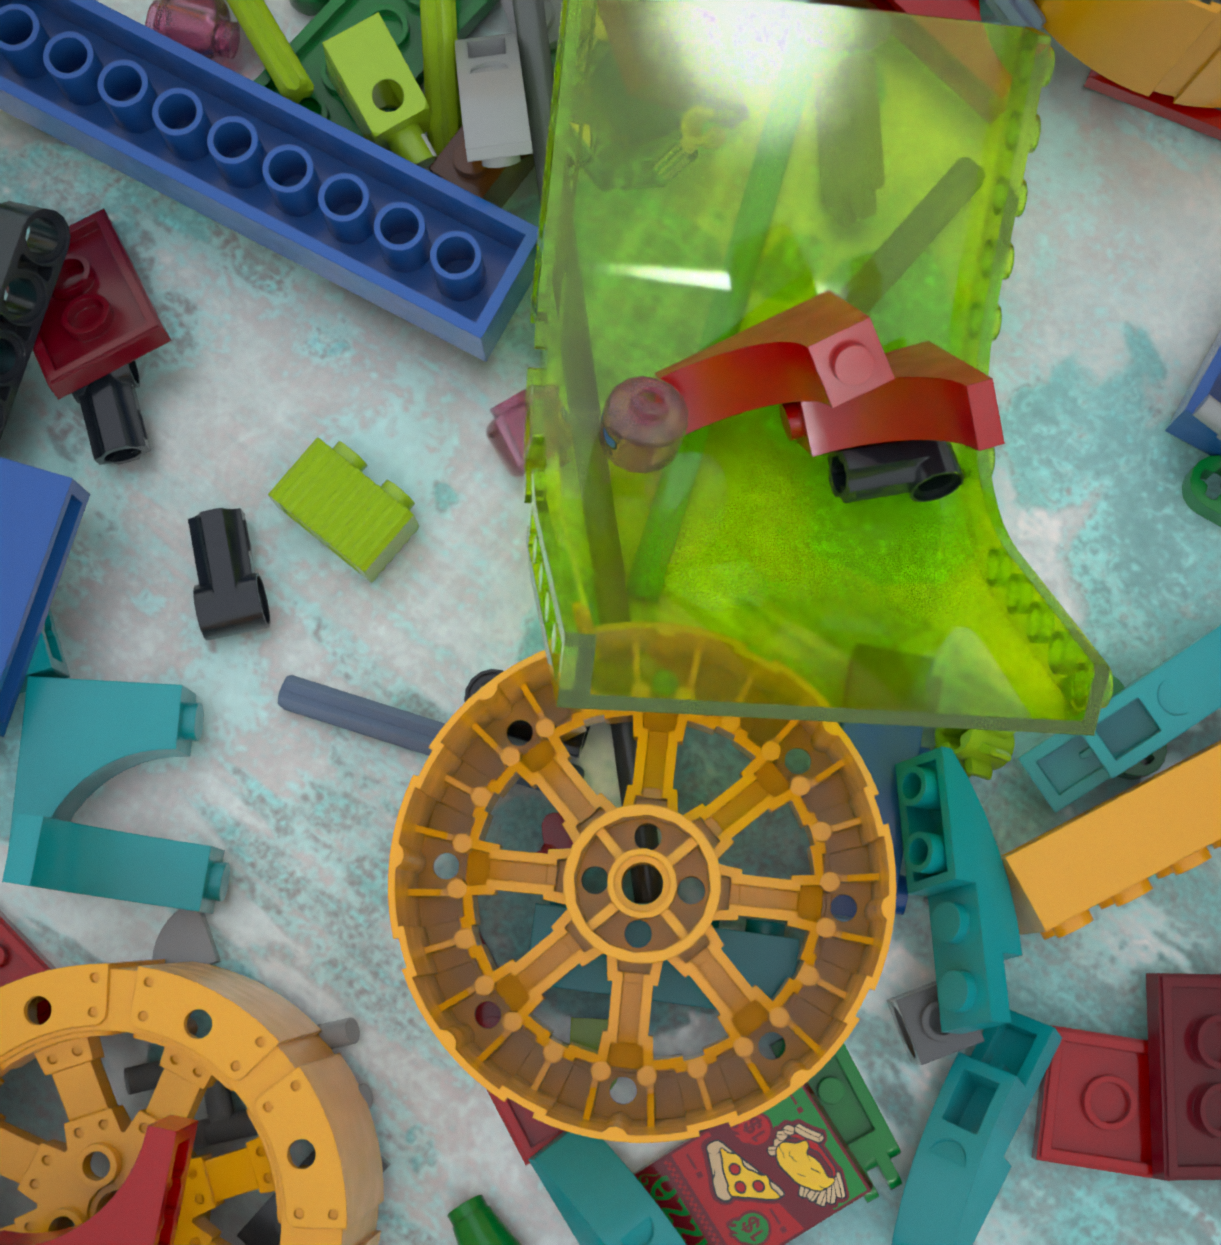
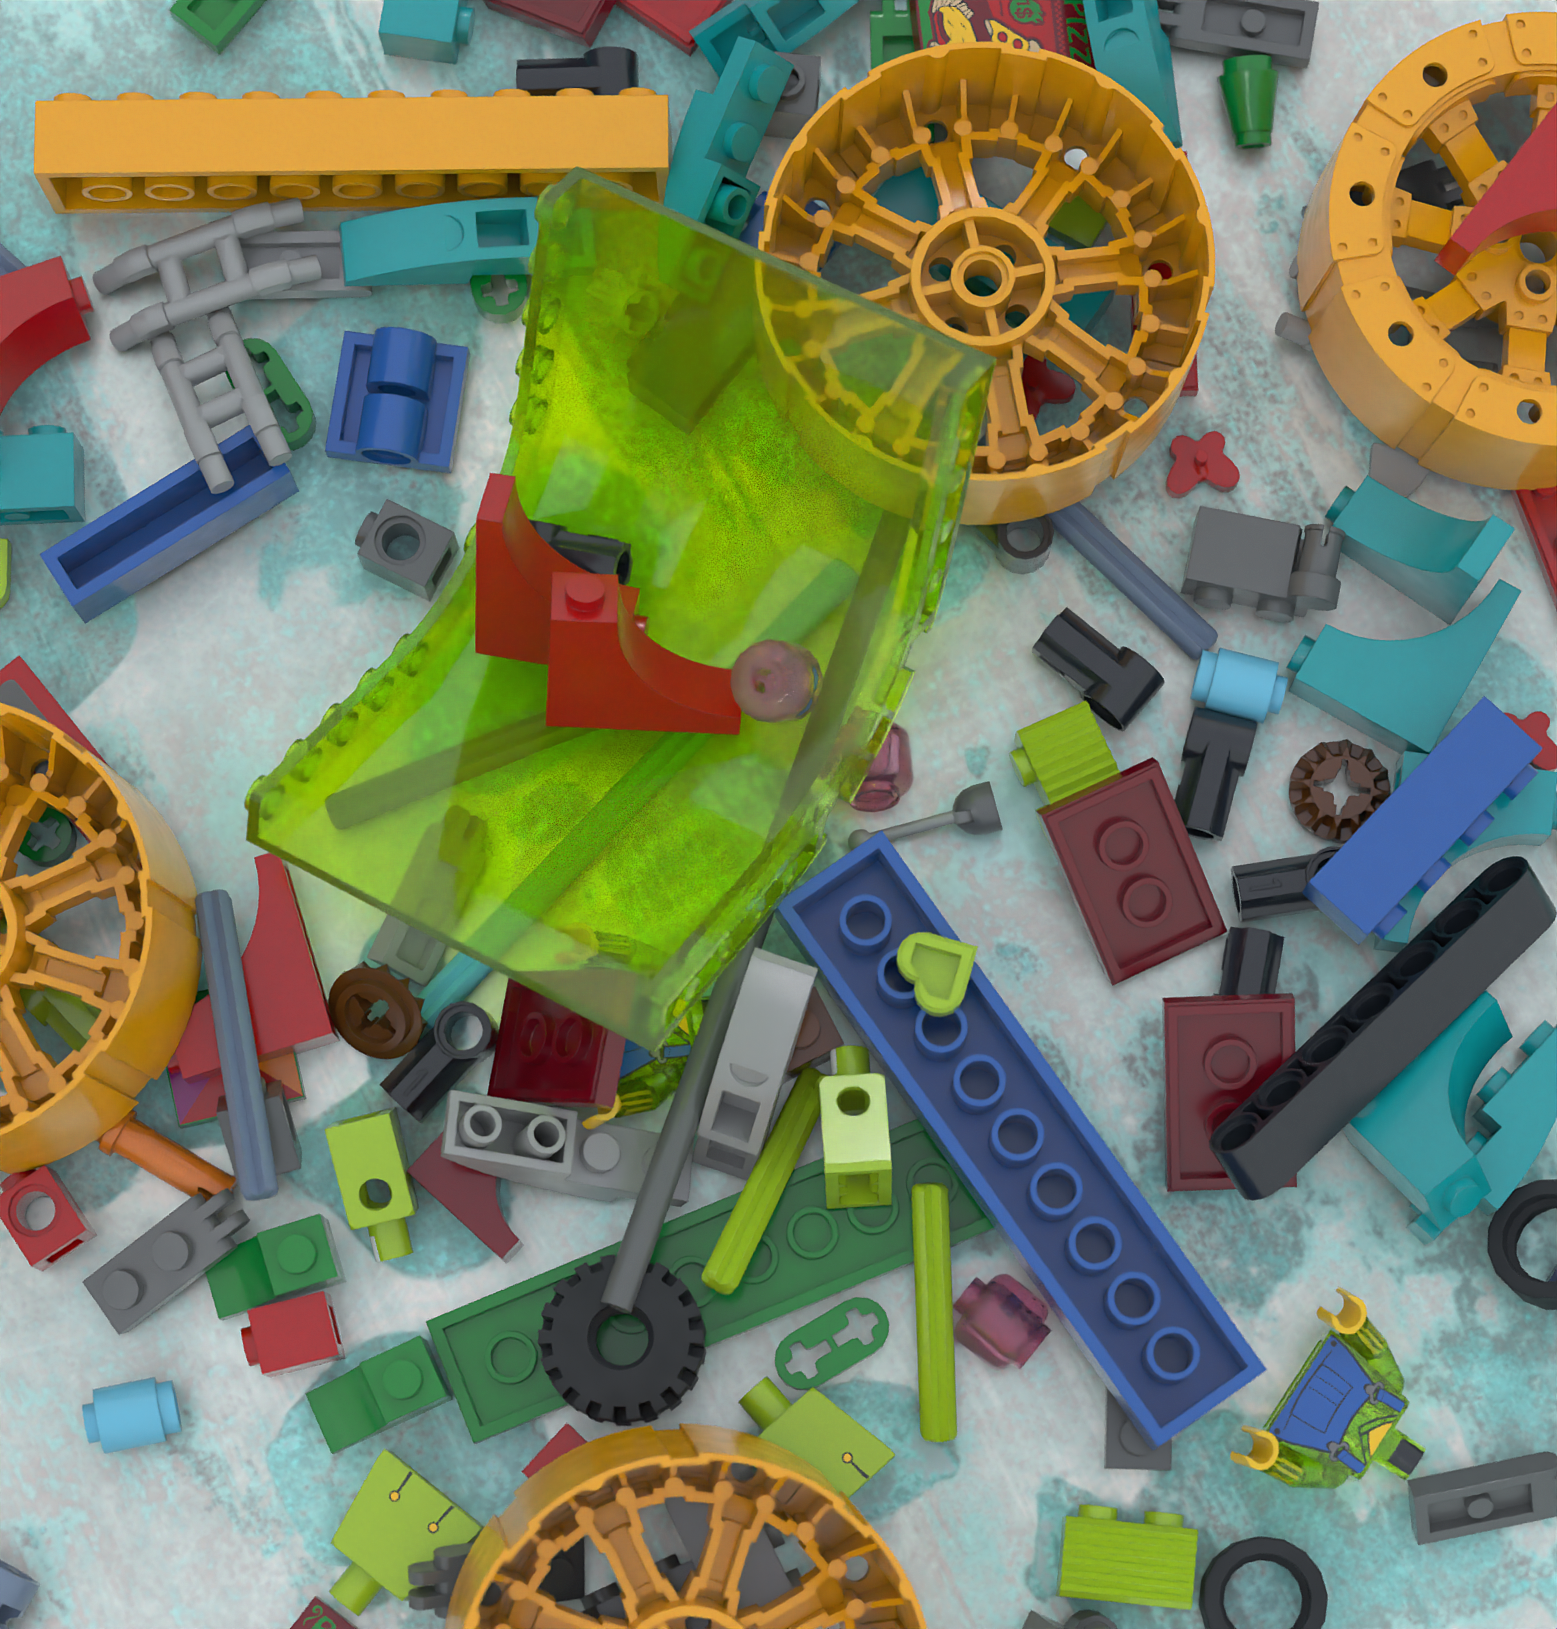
camera: 155 degrees left, 0 degrees up
(116, 507) = (1276, 886): none -> black piece
(131, 634) = (1316, 807): none -> reddish brown gear
(236, 665) = (1238, 684): none -> medium azure brick
(254, 446) = (1132, 871): none -> dark red tile
(263, 786) = (1262, 565): none -> dark grey hinge
(356, 614) = (1111, 679): none -> black piece
(368, 236) = (937, 969): none -> lime tile
(368, 862) = (1200, 463): none -> red piece
(422, 441) = (972, 812): none -> hinge
(1028, 439) = (423, 570): none -> dark grey brick
(1125, 546) = (397, 399): none -> blue plate
(1127, 935) = (599, 71): none -> black piece

